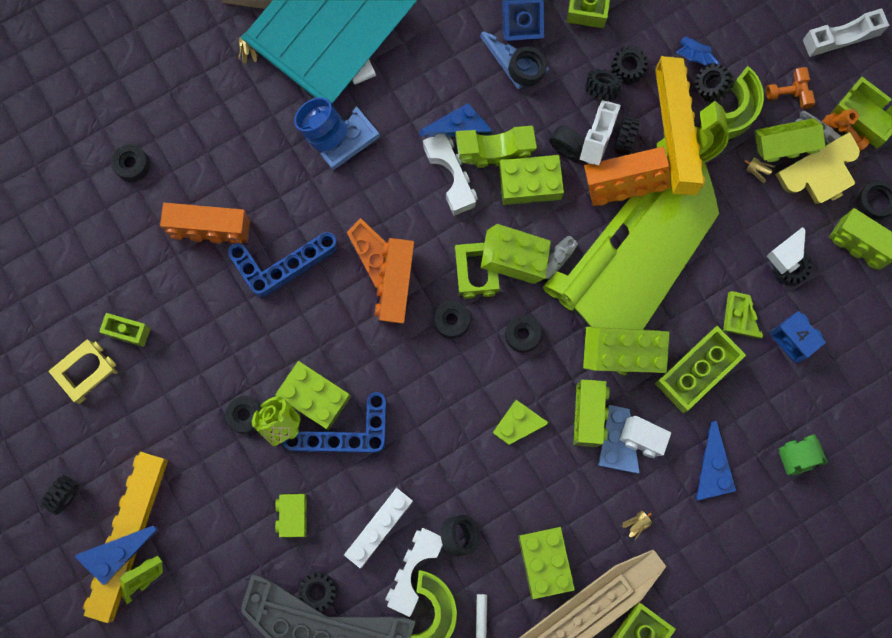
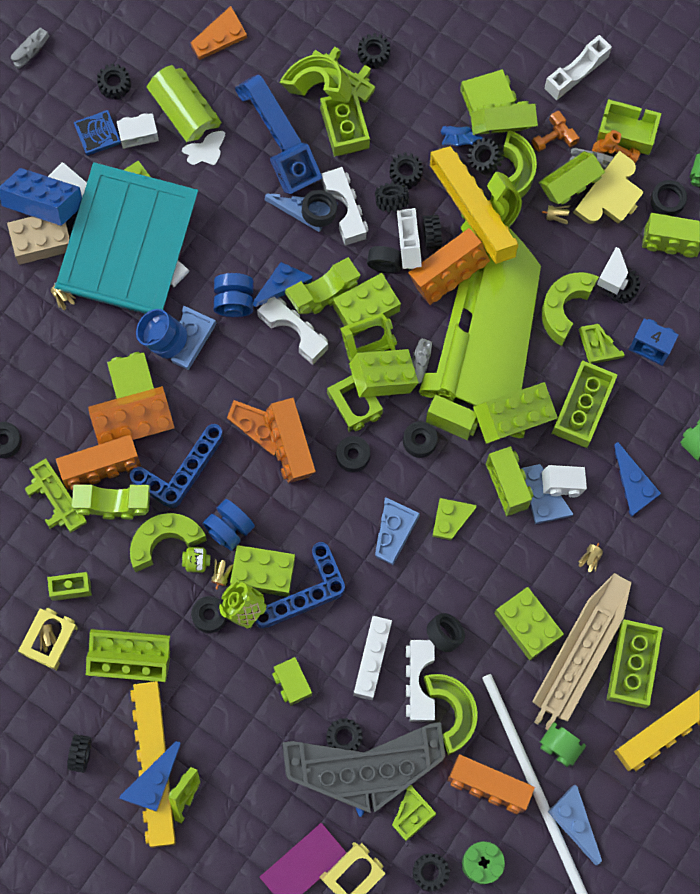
camera: 25 degrees left, 5 degrees down
(84, 362) = (46, 634): none -> pearl gold piece
(148, 421) = (128, 655): none -> lime brick
(157, 254) = (47, 482): none -> lime hinge
(201, 267) = (111, 502): none -> lime brick
(228, 312) = (160, 528): none -> lime brick
(255, 356) = (195, 559): none -> lime head
(256, 192) = (131, 415): none -> orange brick
(268, 382) = (218, 577): none -> pearl gold piece
(274, 157) = (130, 374): none -> lime brick
(294, 339) = (224, 529): none -> blue wheel
(406, 116) = (233, 295): none -> blue wheel
(459, 410) = (394, 530): none -> medium blue wing
(530, 225) = (388, 340): none -> lime panel
(552, 96) = (351, 227): none -> white arch
(562, 326) = (452, 417): none -> lime brick
(734, 246) = (564, 289): none -> lime brick
(743, 23) = (486, 90): none -> lime brick
(748, 52) = (504, 118): none -> lime piece

